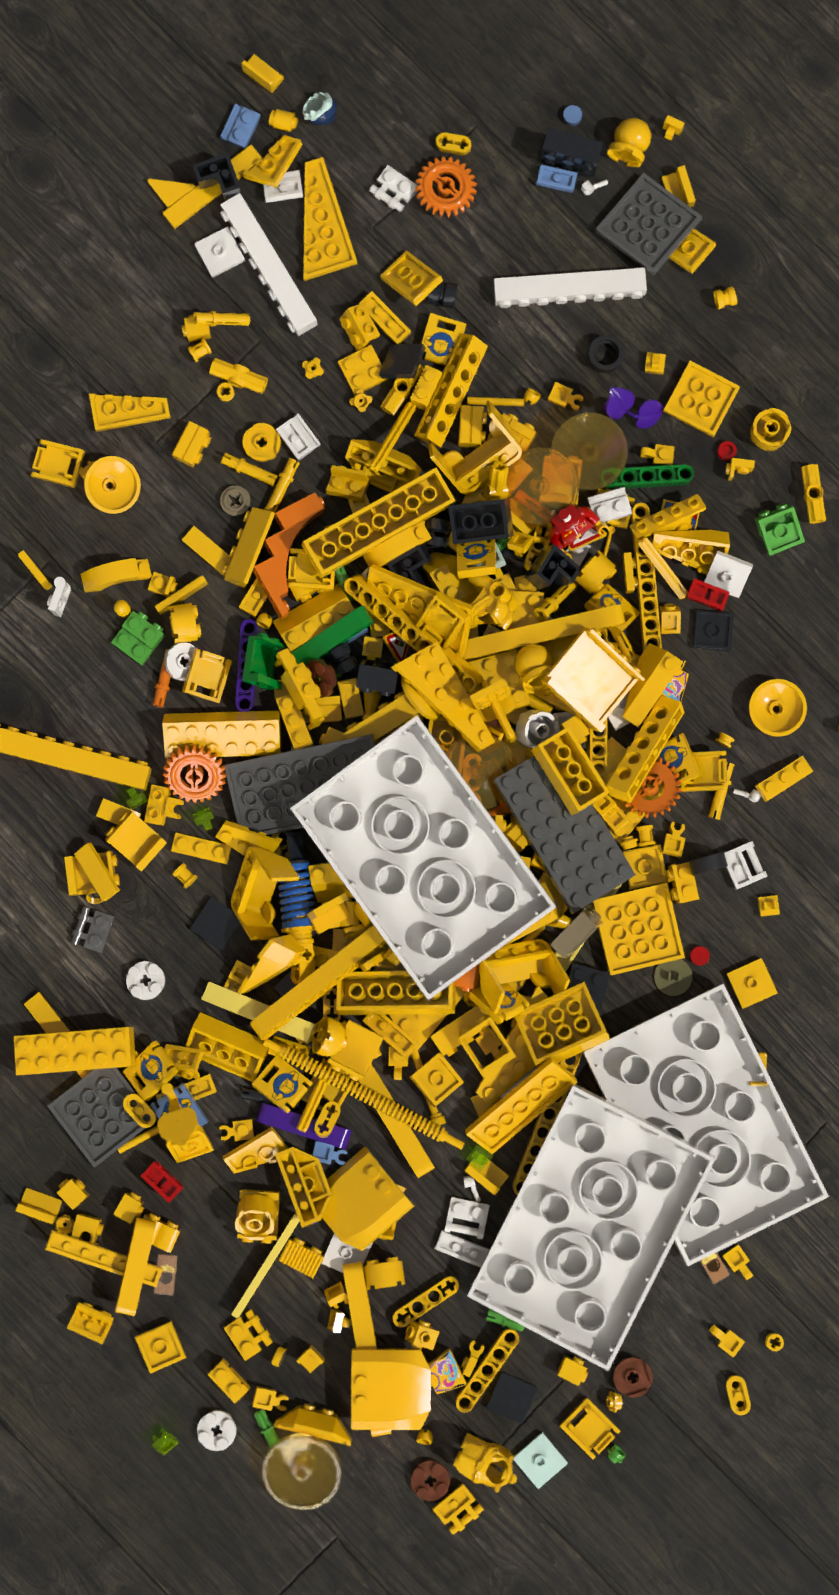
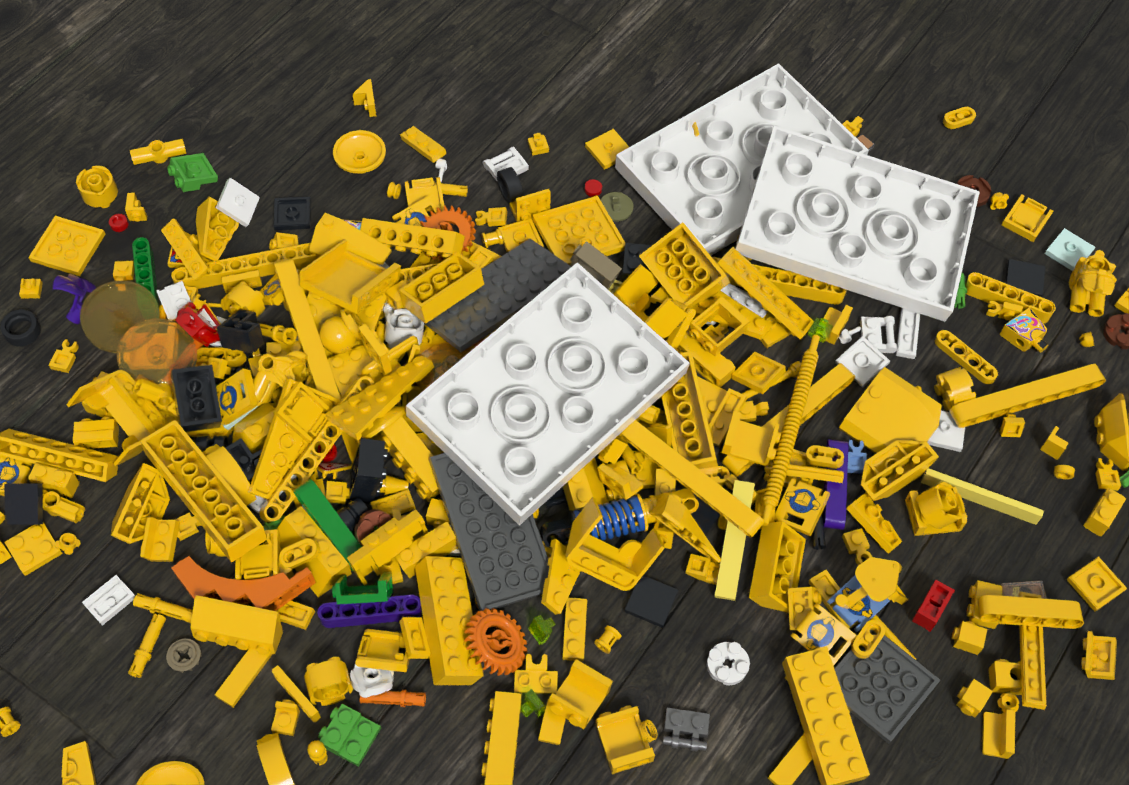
camera: 105 degrees left, 25 degrees down
(97, 872) = (622, 729): yellow tile -> none
(191, 444) = (118, 711): yellow brick -> none
(209, 702) = (415, 638): none -> yellow plate
(225, 386) = (53, 692): yellow bush -> none
(238, 376) = (37, 673): yellow piece -> none
(243, 1338) = (1058, 509): yellow plate -> none
(254, 434) = (124, 645): yellow plate -> none
(264, 620) = (316, 601): yellow hinge -> none
(302, 1257) = (963, 463): yellow brick -> none
(305, 608) = (300, 553): none -> yellow plate
(313, 373) = (34, 601): yellow plate -> none
(330, 1037) = (745, 463): yellow cylinder -> none
(336, 1294) = (987, 430): yellow tile -> none
(390, 1389) = (1059, 366): yellow wedge -> none
(392, 437) = (108, 497): yellow axle -> none
(421, 1335) = (998, 351): yellow brick -> none
(435, 1190) = (863, 361): none -> white plate
(495, 401) = (69, 415): yellow bar -> none
(531, 395) = (64, 386): yellow hinge -> none
(572, 1370) = (984, 234): yellow brick -> none
(616, 1454) = (1042, 195): bright green plate -> none
(628, 842) = (500, 248): yellow plate -> none
(663, 567) = (234, 250): yellow axle -> none
(708, 595) = (258, 215): red brick -> none
(728, 1341) = (917, 128): yellow plate -> none
(772, 1336) = (906, 104): yellow bush -> none

